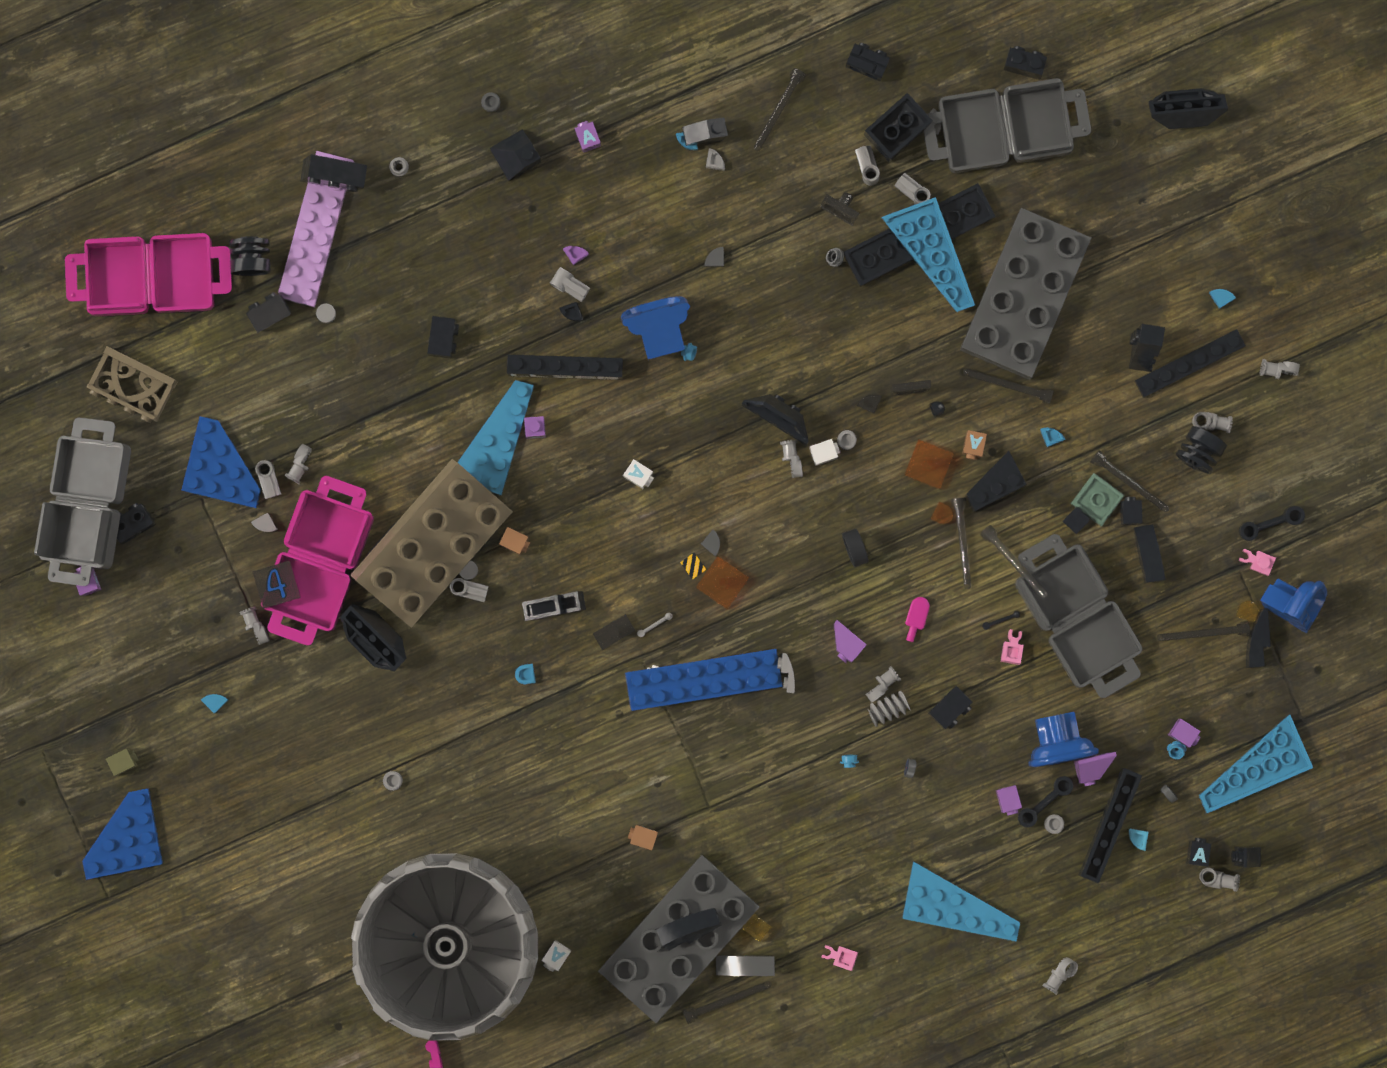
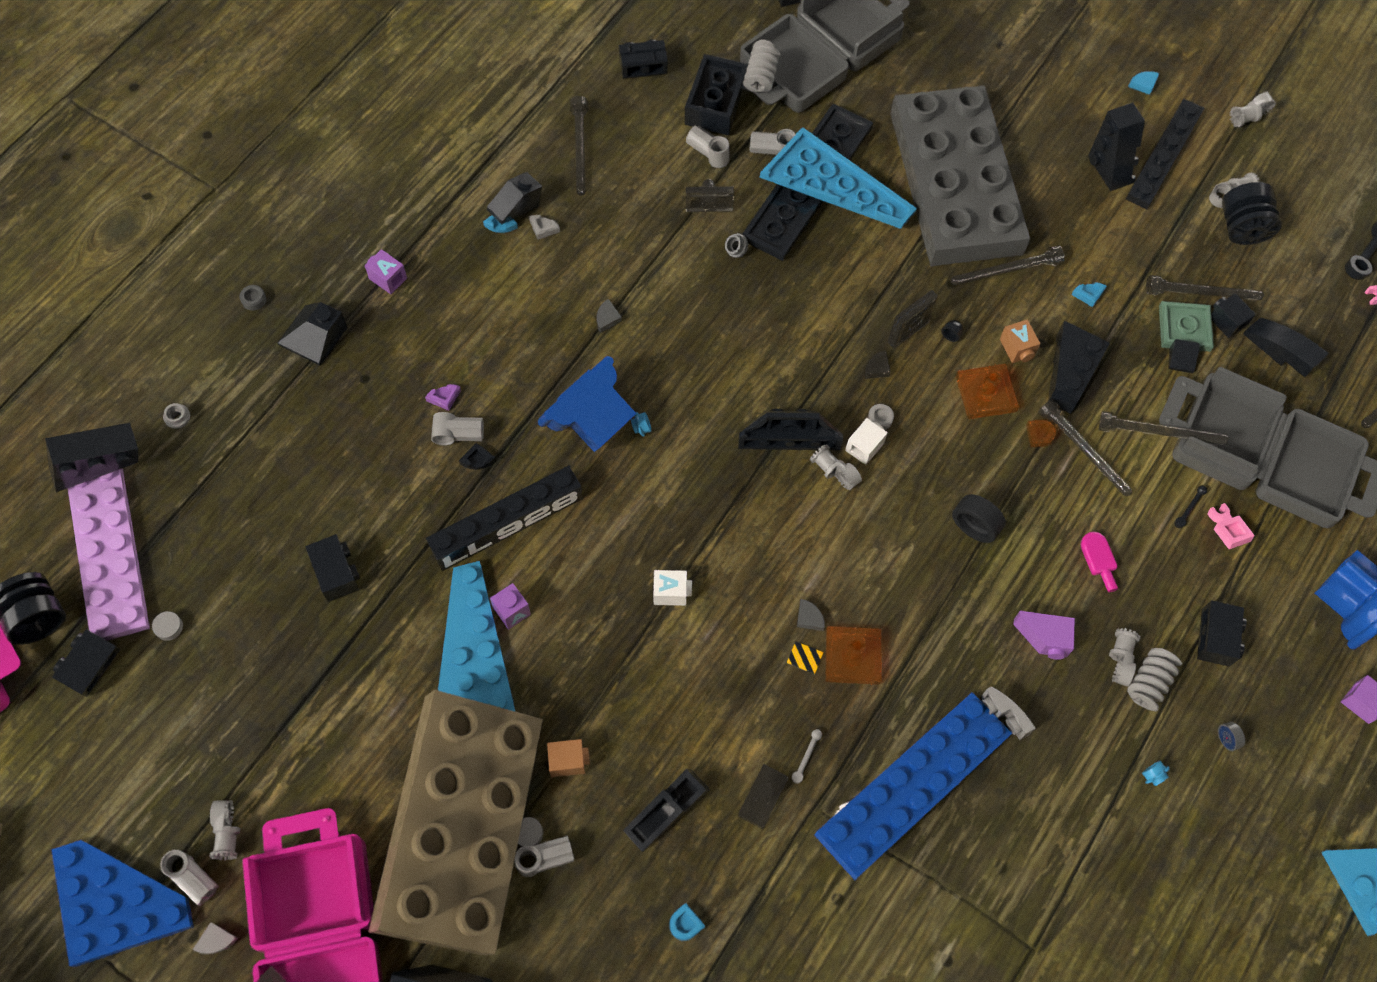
camera: 35 degrees left, 20 degrees down
(939, 130) = (761, 67): none -> light grey piece

